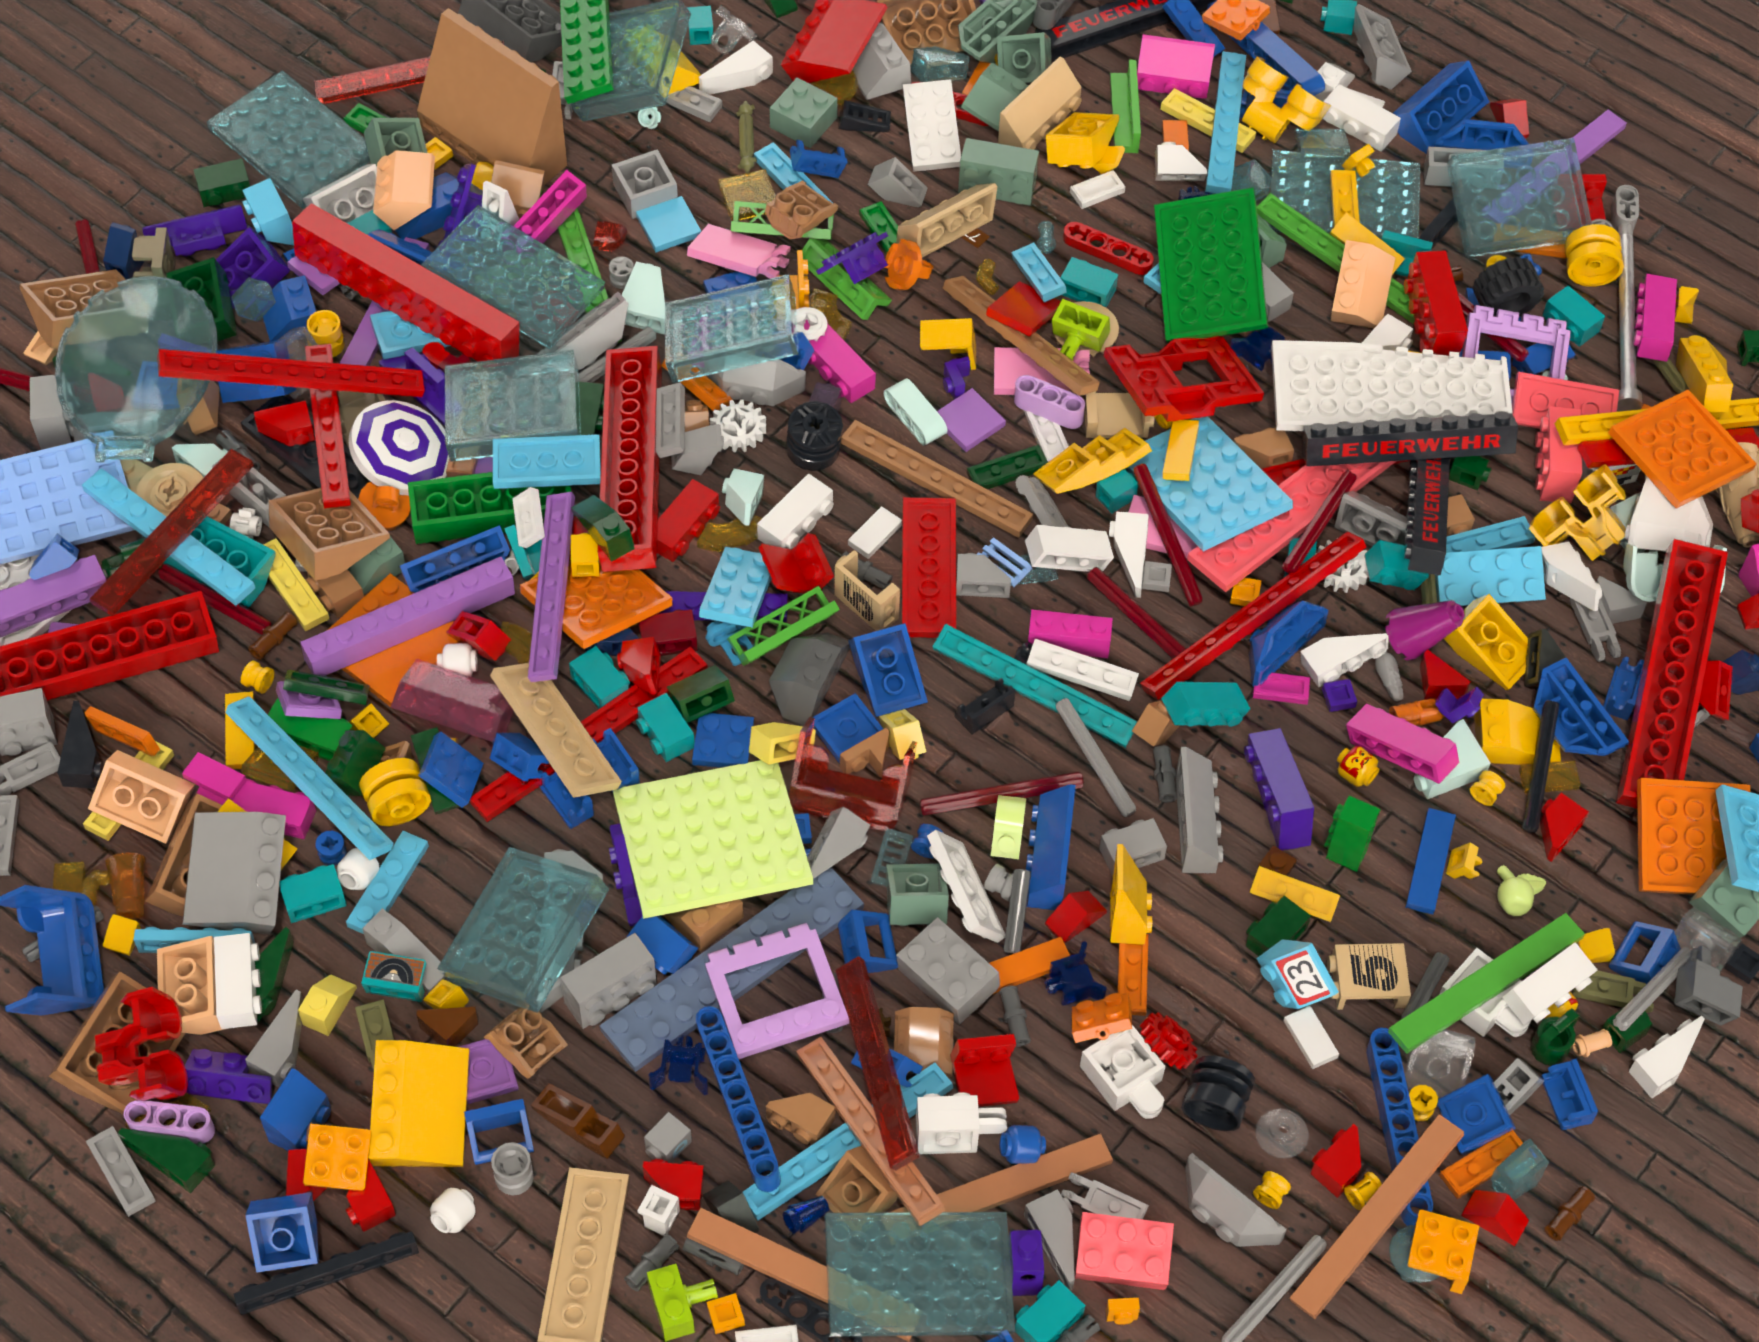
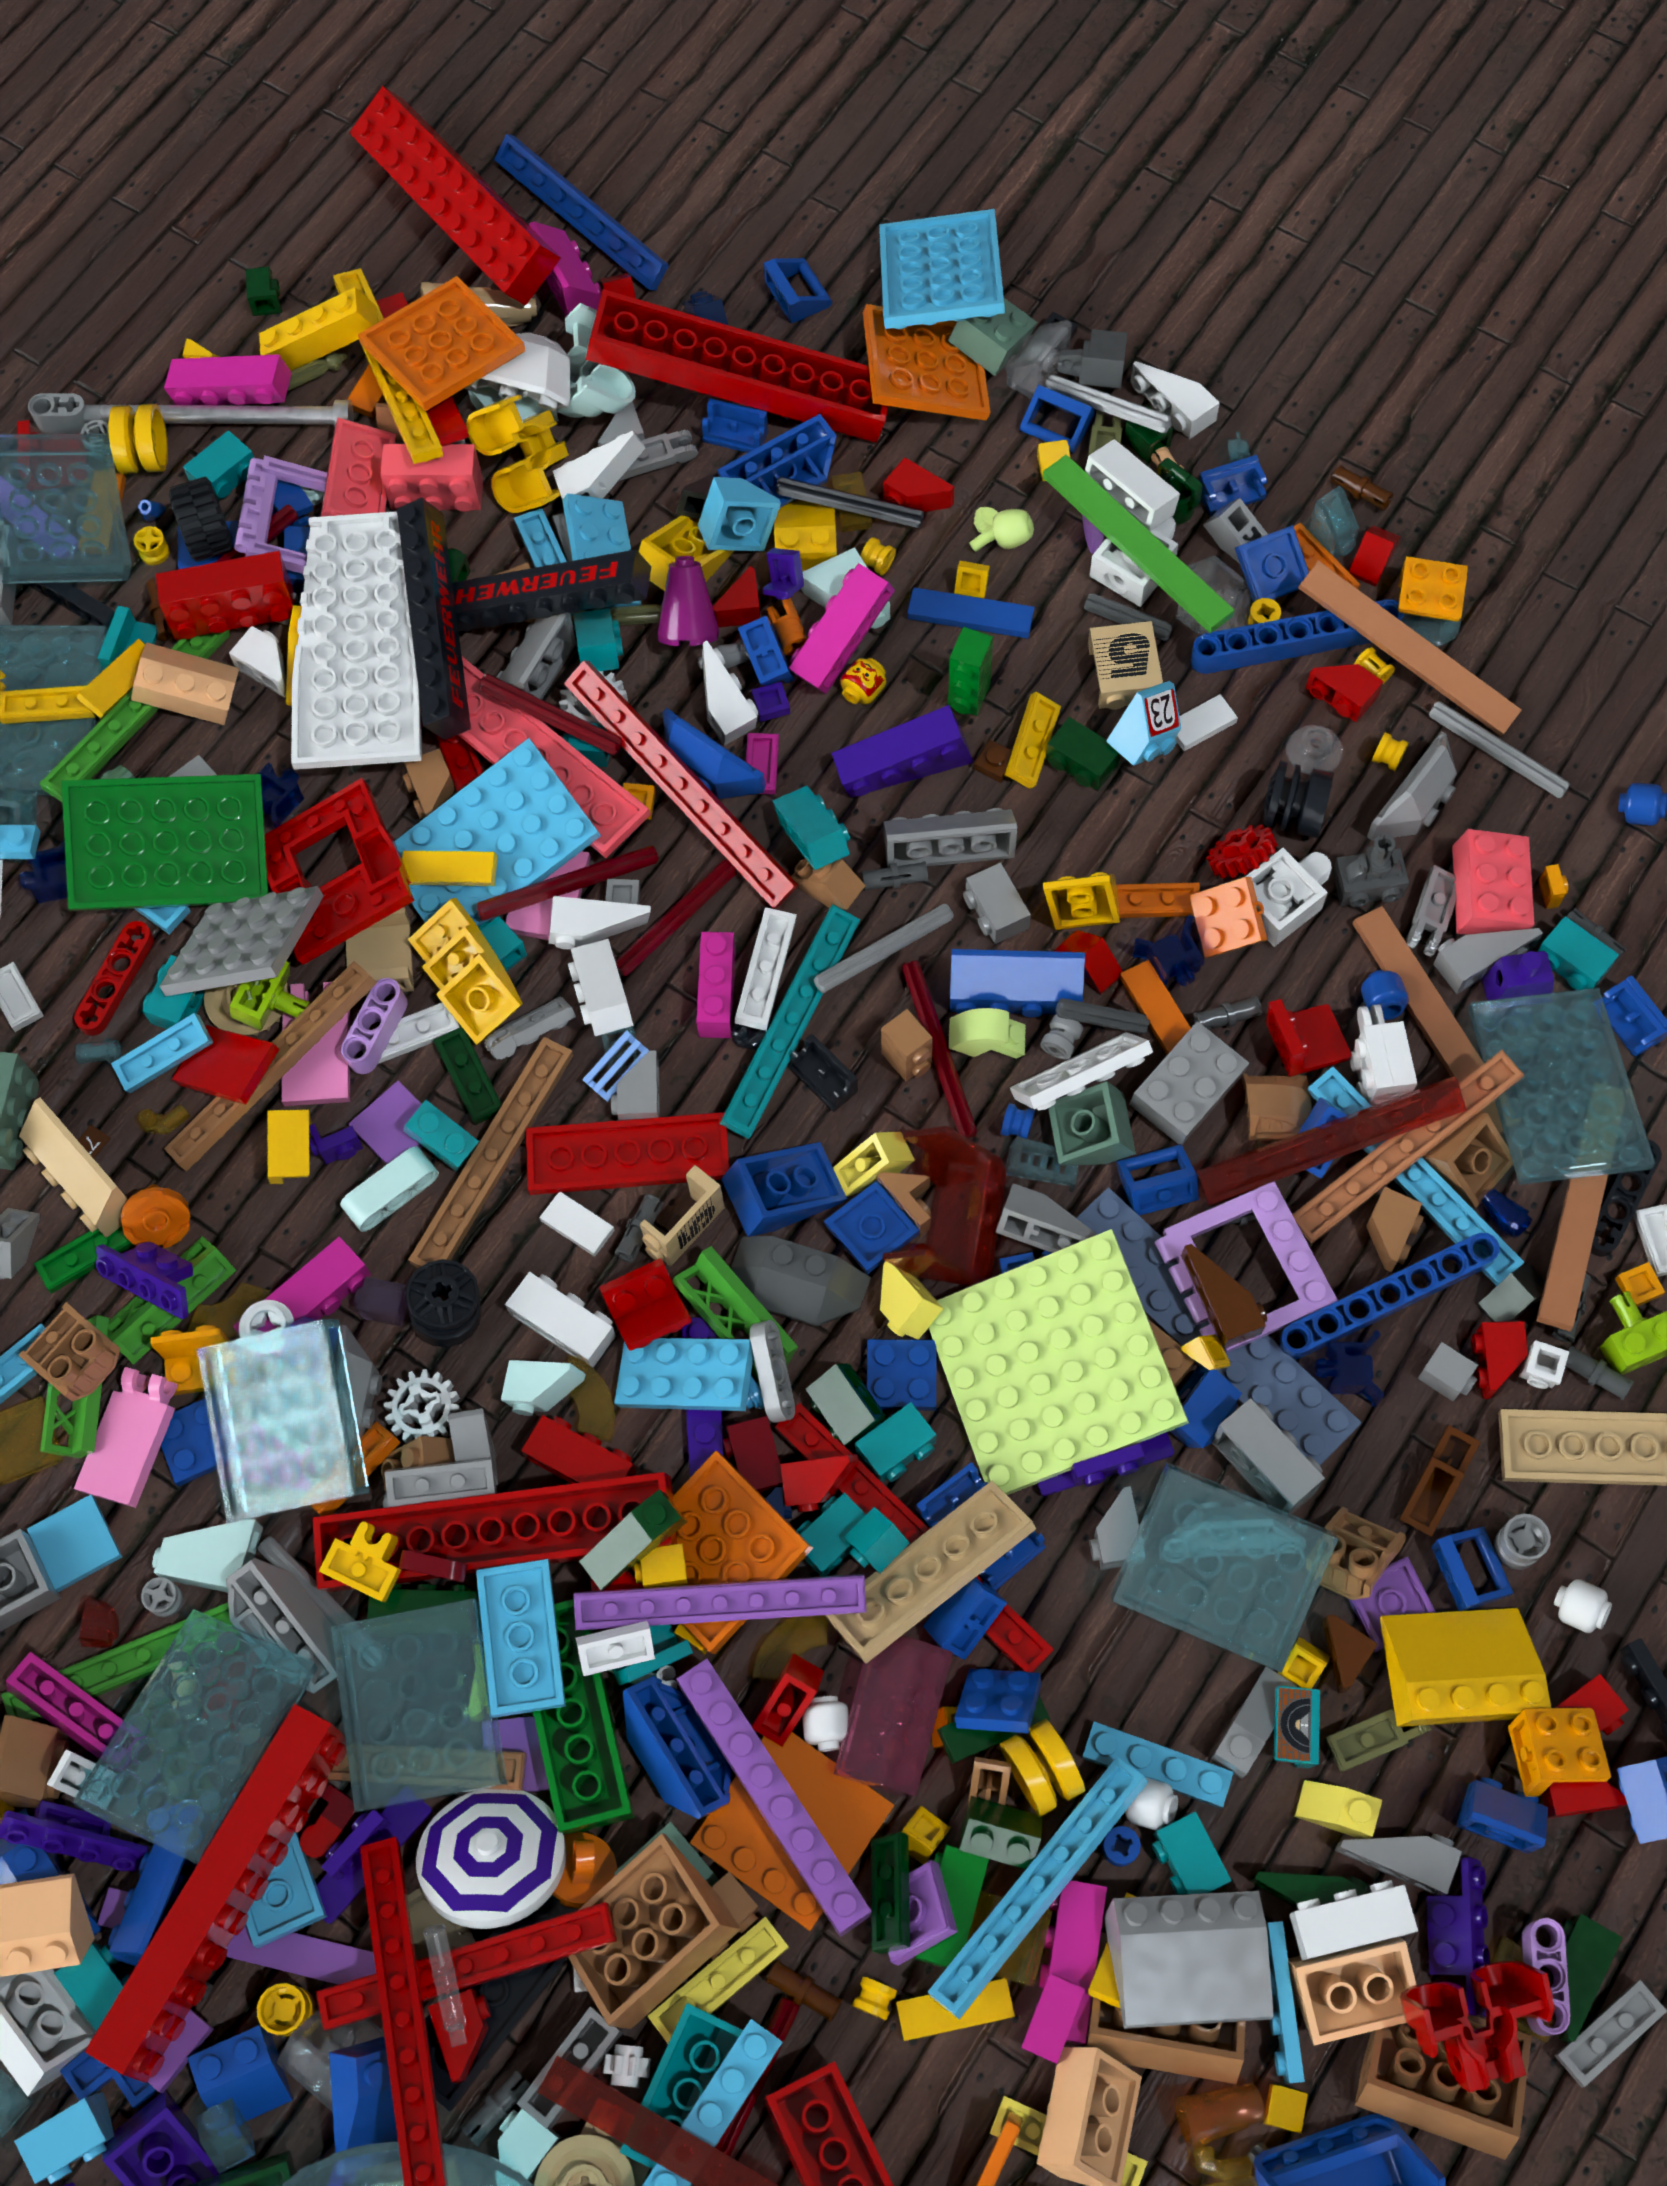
camera: 90 degrees left, 10 degrees up
(316, 406) = (446, 1983): none -> clear piece
(585, 696) = (875, 1541): none -> teal brick
(605, 408) = (433, 1566): none -> dark red beam
(617, 368) = (363, 1563): none -> yellow plate
(700, 942) = (1207, 1351): none -> yellow slope
(723, 648) = (772, 1371): none -> light grey beam
(741, 958) = (1226, 1302): none -> reddish brown slope
(951, 439) = (440, 1135): none -> teal brick
(999, 758) = (907, 1046): none -> medium nougat brick
(1118, 308) = (242, 941): none -> light grey plate
(1140, 1150) = (1371, 875): none -> dark grey brick
(1385, 688) = (765, 652): none -> blue hinge
(1519, 669) = (737, 515): none -> medium azure slope
(1611, 1105) = (1238, 448): none -> clear light blue plate

